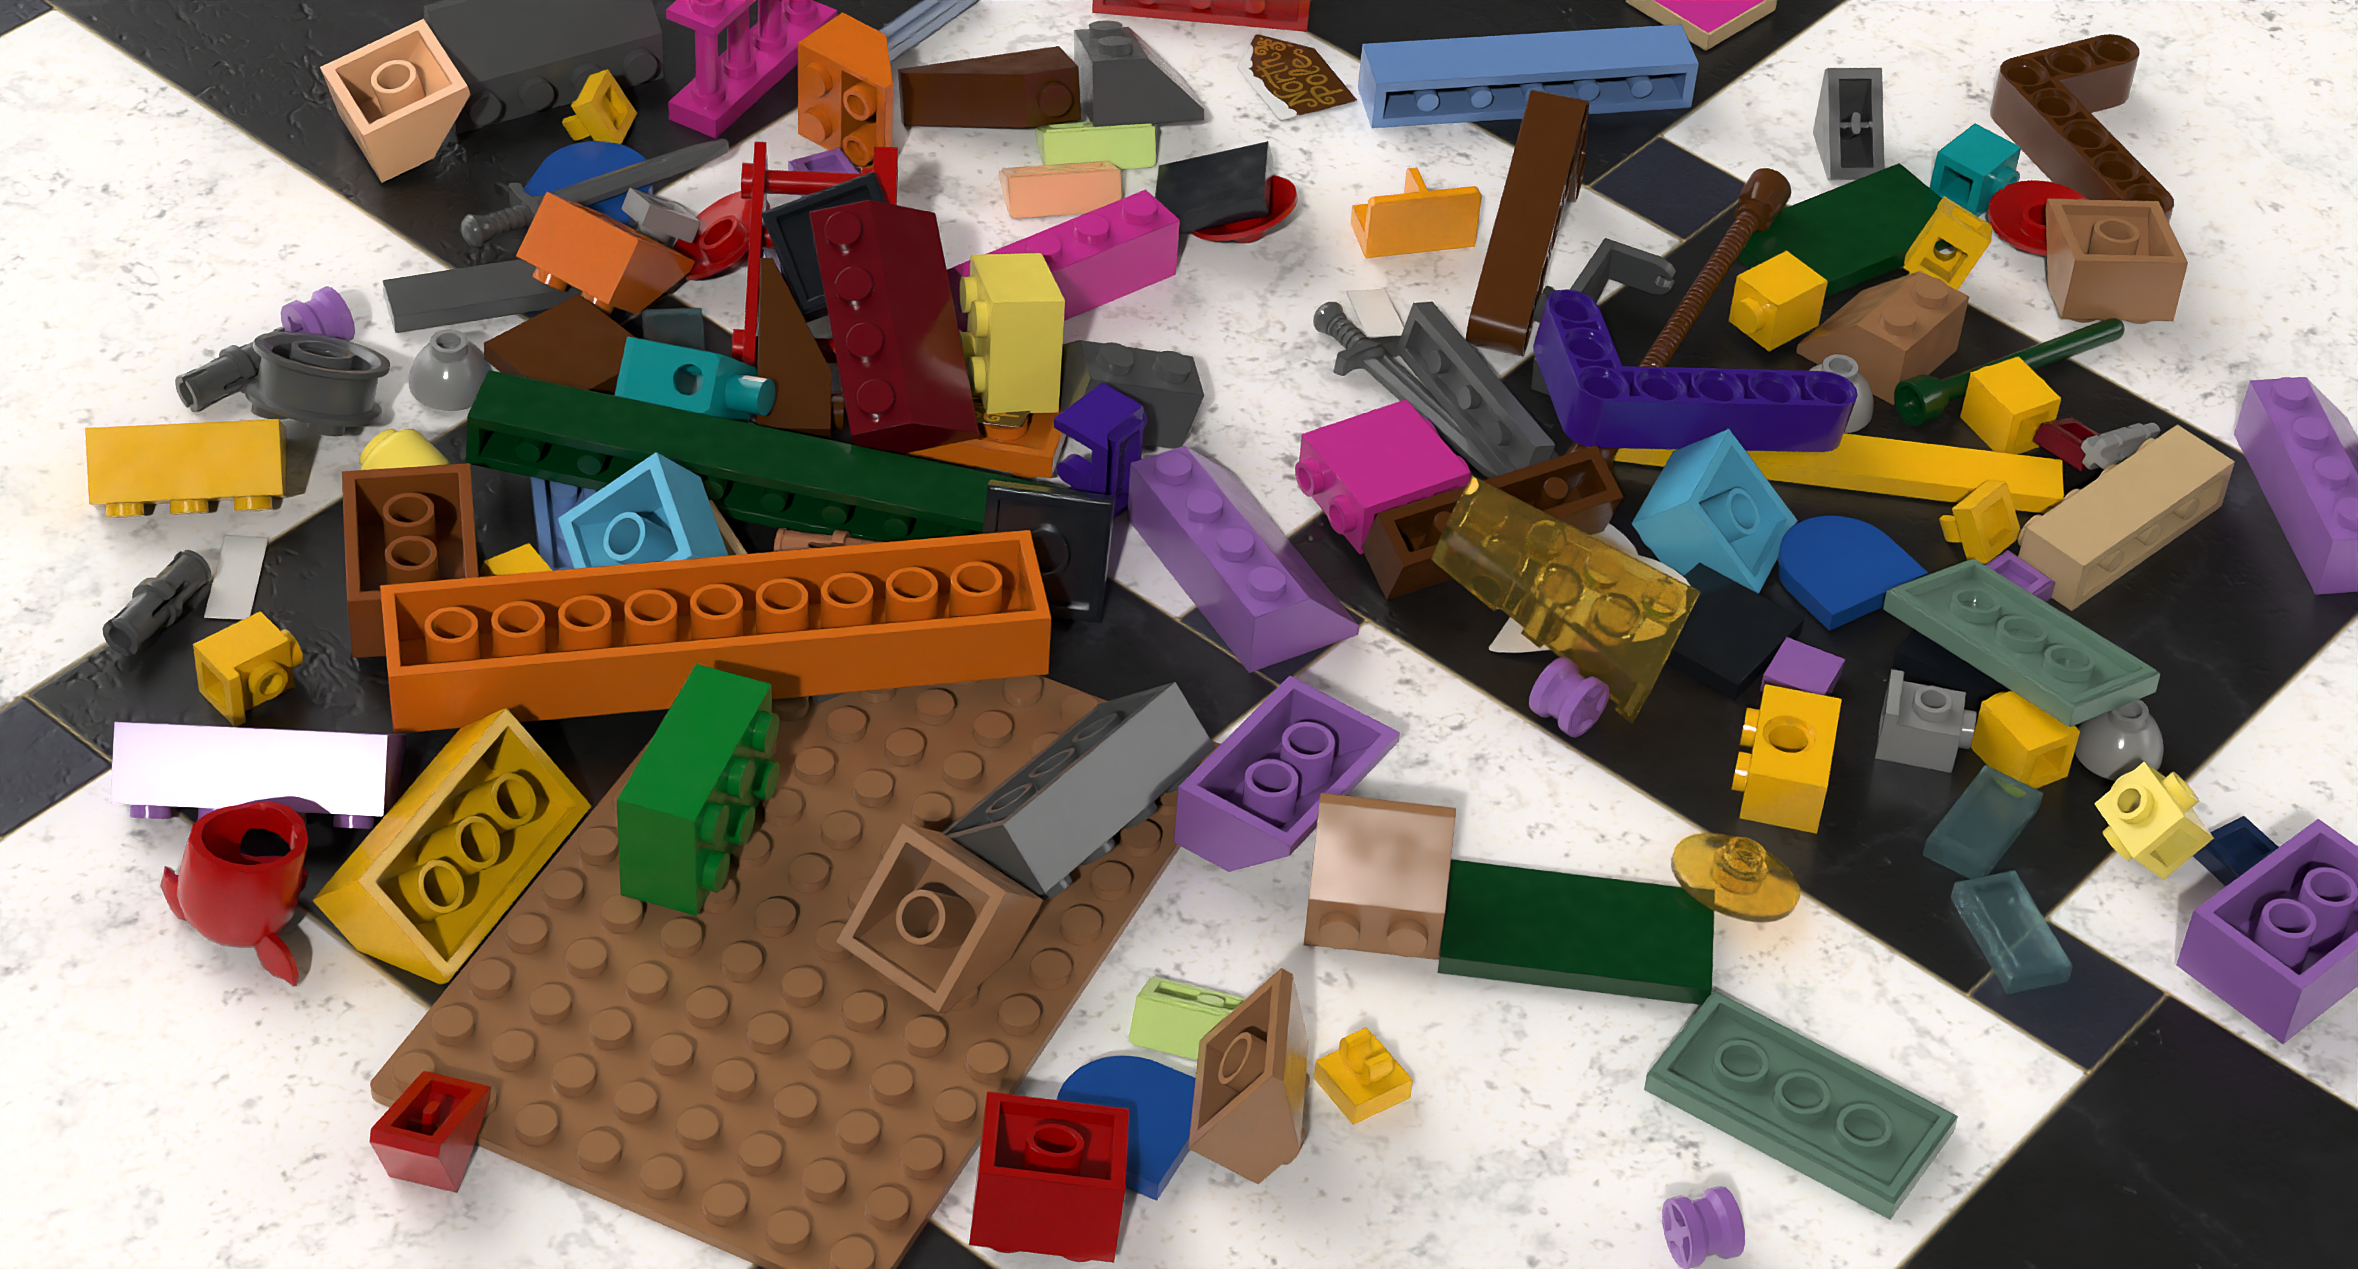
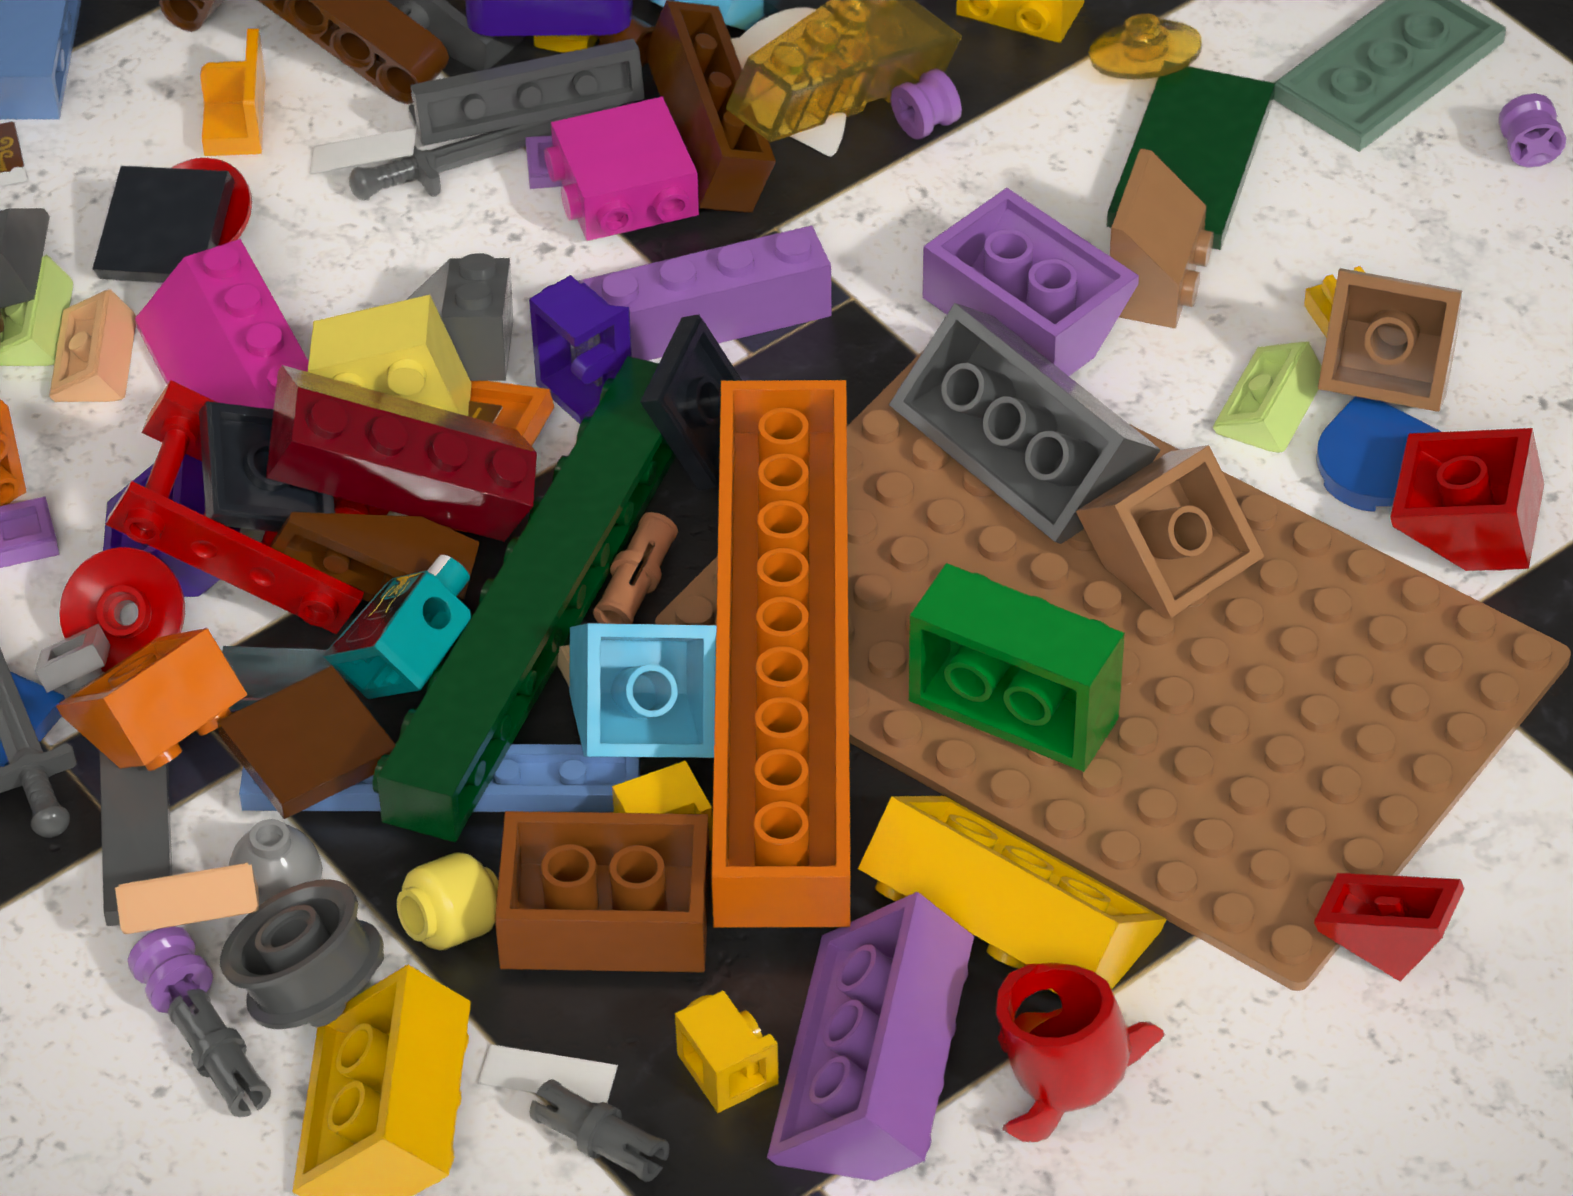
camera: 75 degrees left, 5 degrees up
(369, 306) = (187, 898): none -> light nougat slope

